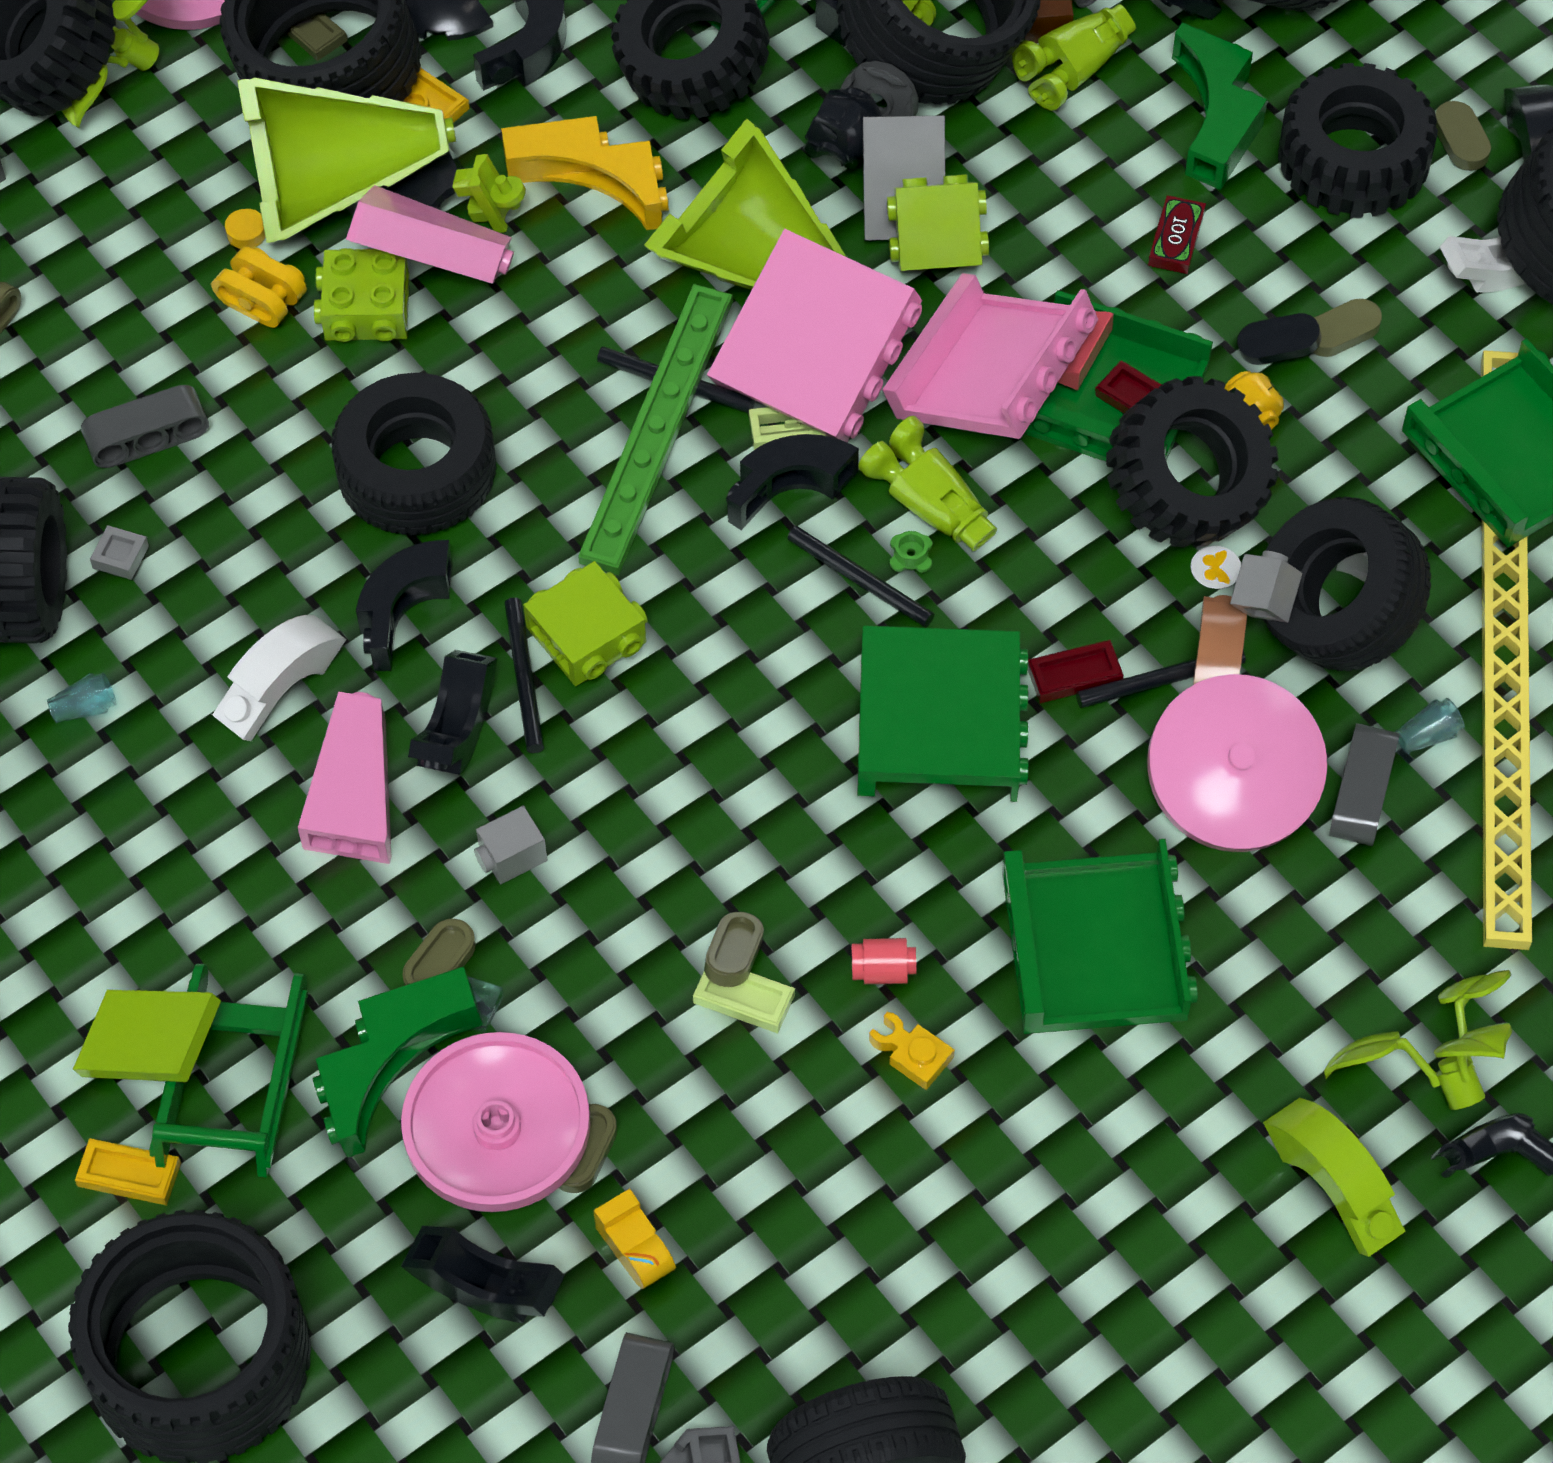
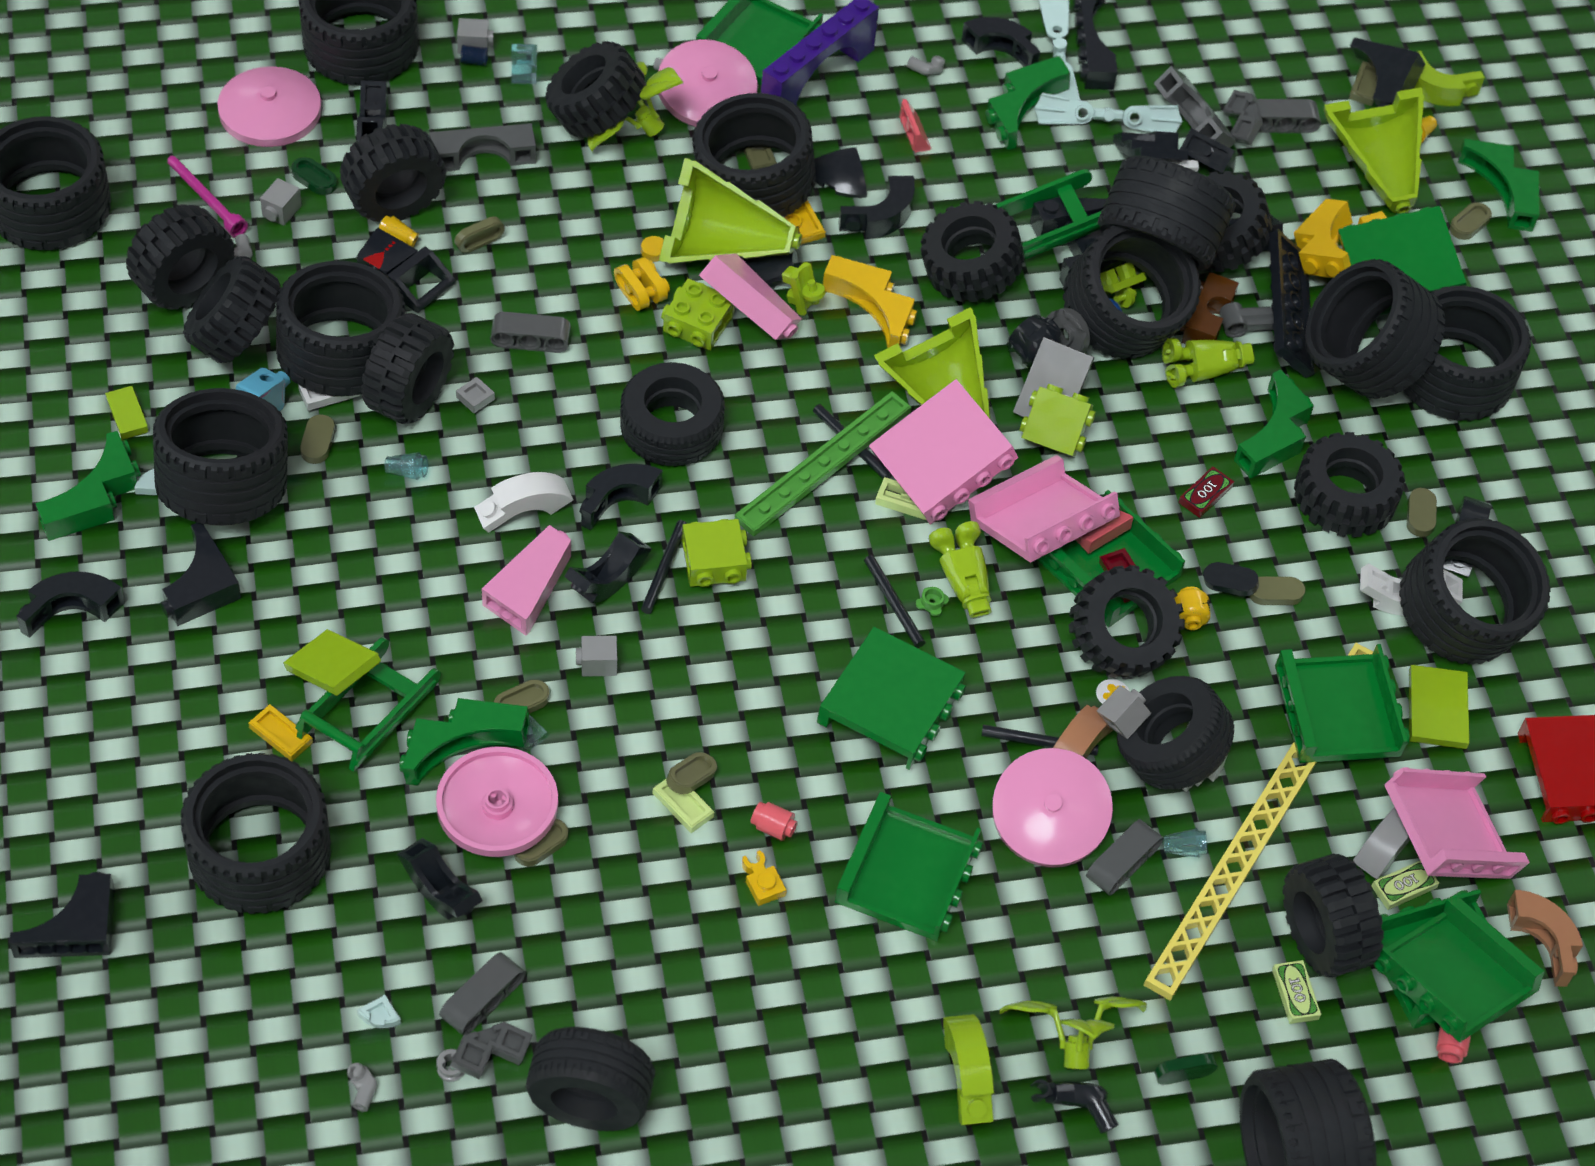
camera: 20 degrees right, 5 degrees down
(633, 1239) = (537, 903): yellow leg -> none
(790, 464) = (886, 518): black arch -> none
(1074, 670) = (989, 711): dark red tile -> none

